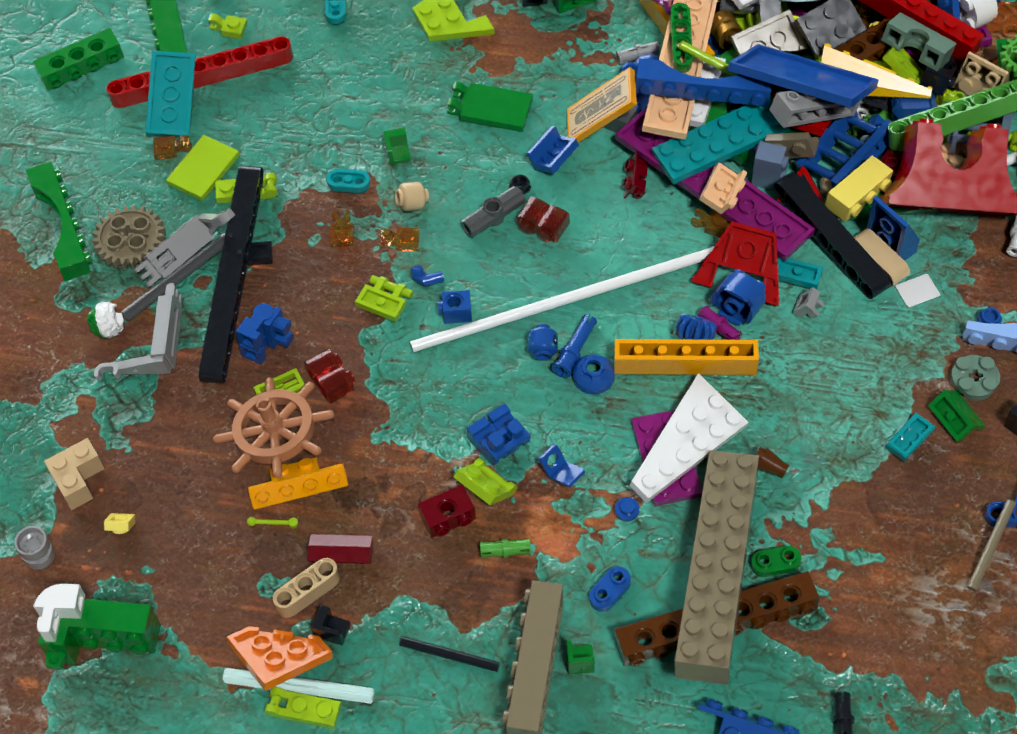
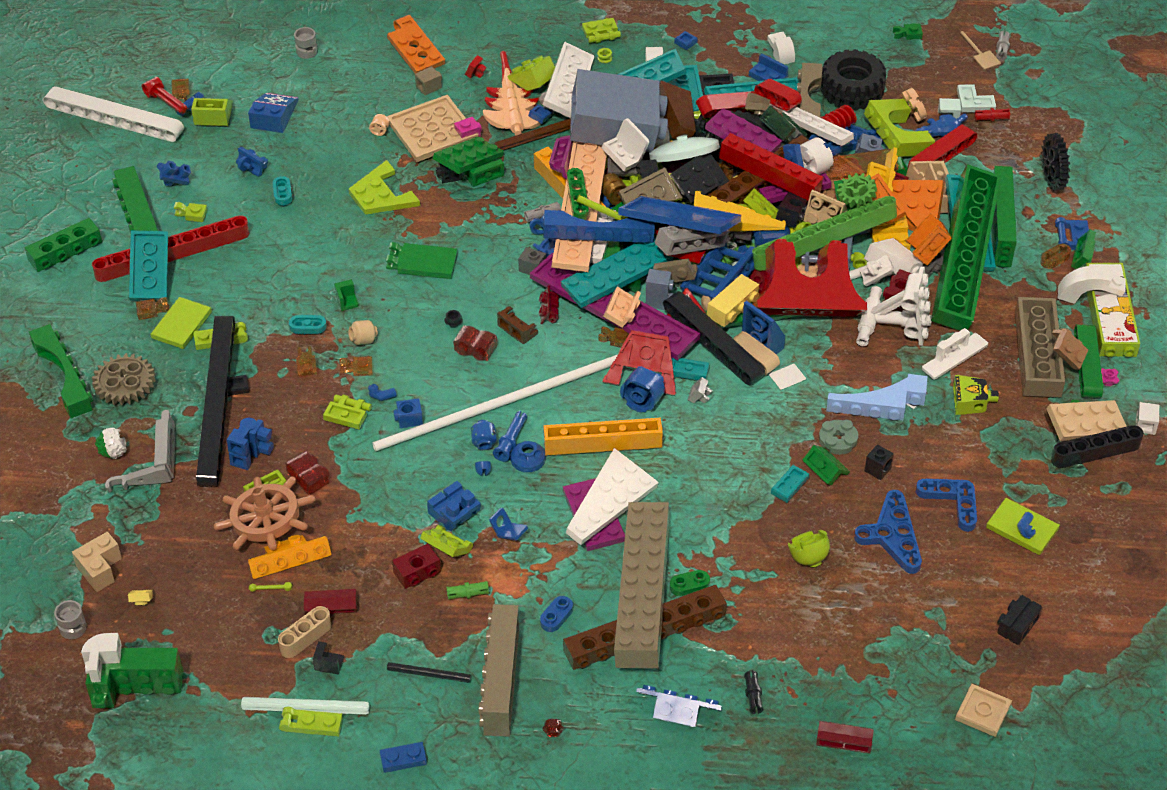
camera: 10 degrees left, 10 degrees down
(175, 278) = (170, 405): dark grey axle -> none
(181, 245) = (172, 380): light grey hinge -> none
(277, 655) = (287, 683): orange plate -> none
(487, 217) = (432, 339): dark grey piece -> none
(535, 384) = (483, 466): none -> blue hinge
(551, 151) = (477, 290): blue bracket -> none
(579, 658) = (536, 666): green panel -> none
(594, 200) = (515, 326): none -> reddish brown hinge
(602, 105) = (516, 252): tile -> none
(627, 509) = (565, 554): blue plate -> none
(695, 328) = (608, 413): blue gear -> none
(722, 324) = (626, 411): magenta pin -> none
(771, 463) = (679, 510): reddish brown cone -> none
(905, 31) = (760, 179): sand green arch -> none
(929, 529) = (810, 548): none -> lime cylinder
(990, 315) = (846, 389): blue plate -> none
(991, 545) = (860, 556): dark tan bar -> none

